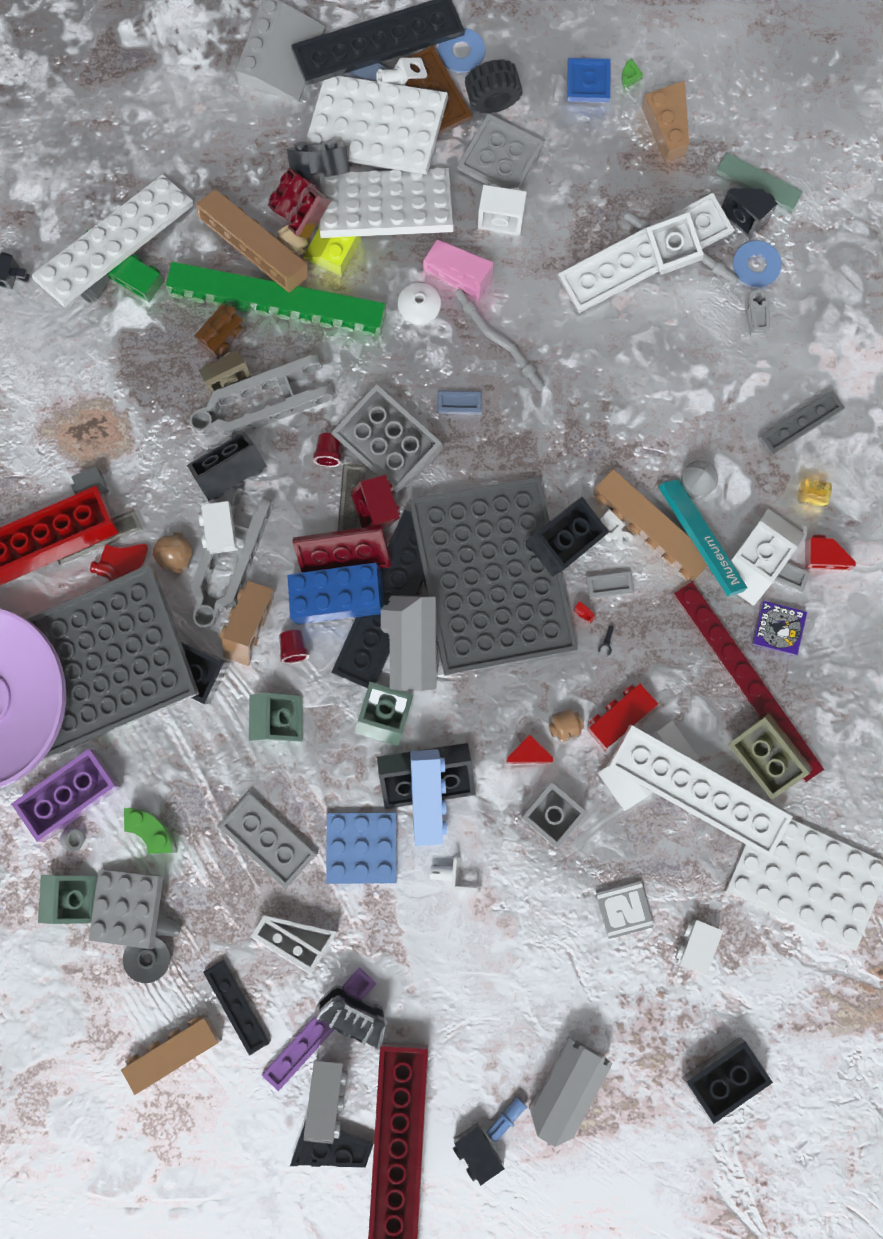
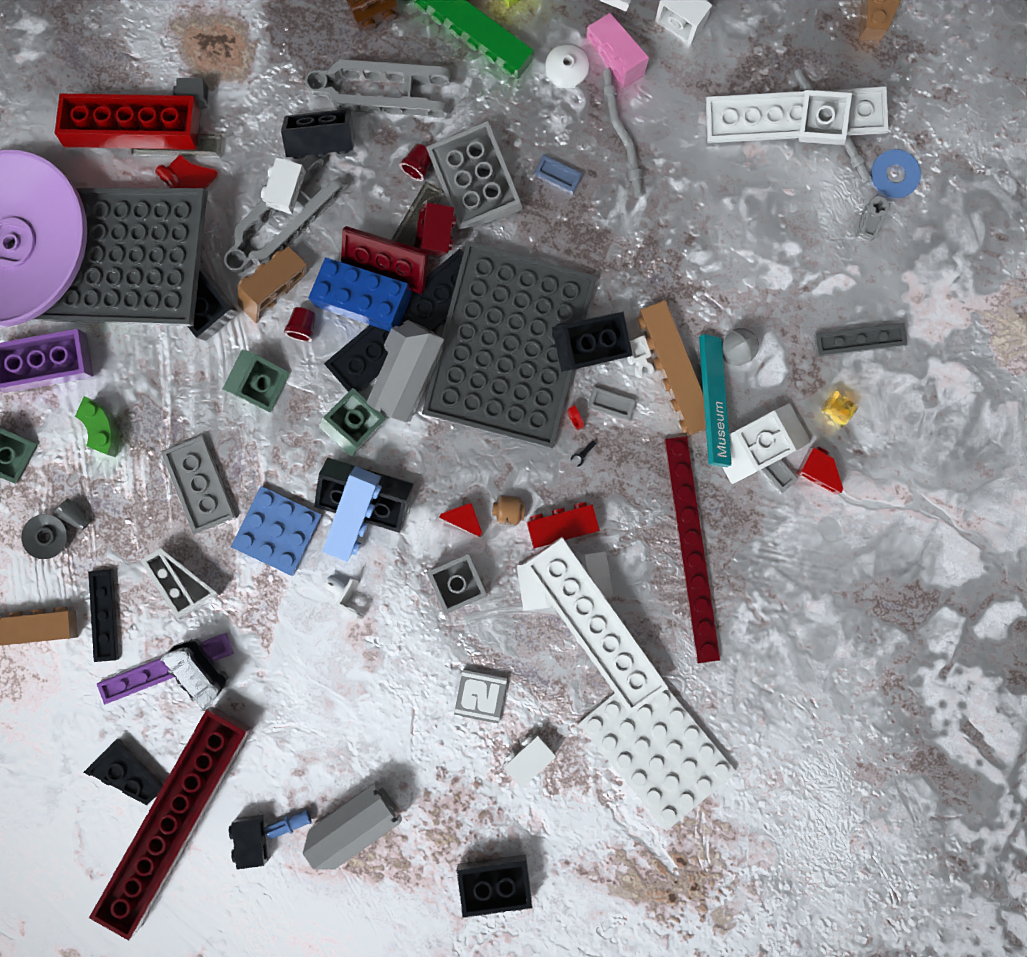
camera: 25 degrees right, 5 degrees up
(71, 839) = (28, 402): light grey tile -> none
(126, 909) = (46, 484): light grey plate -> none
(173, 552) = (235, 189): medium nougat cap -> none
(224, 371) = (358, 46): dark tan slope -> none
(324, 1102) = (134, 734): light grey brick -> none
(749, 209) = (912, 118): black slope -> none
(752, 177) = (936, 98): sand green tile -> none
(770, 756) = (676, 625): olive brick -> none
(779, 628) = (744, 515): tile -> none

